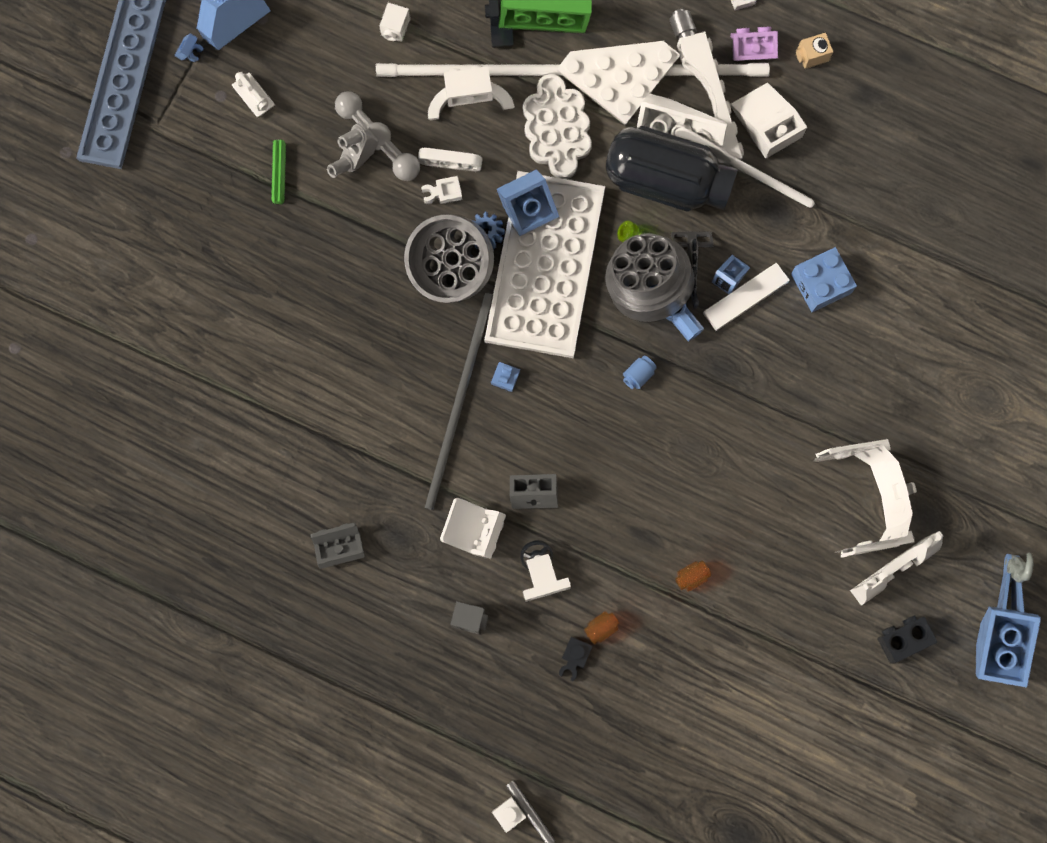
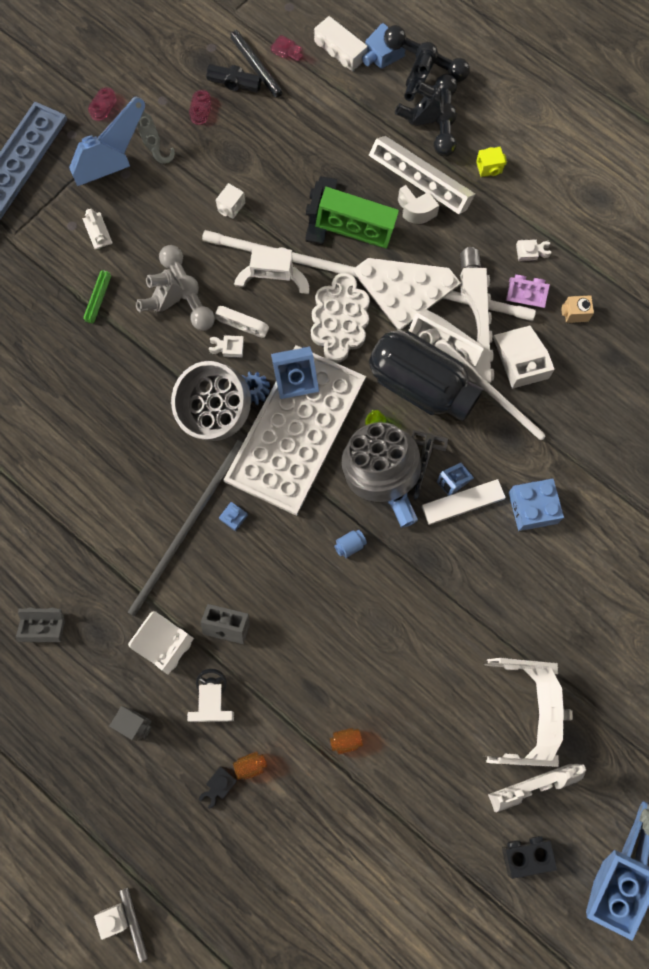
camera: 15 degrees right, 5 degrees down
(186, 48) = (56, 180): medium blue tile -> none

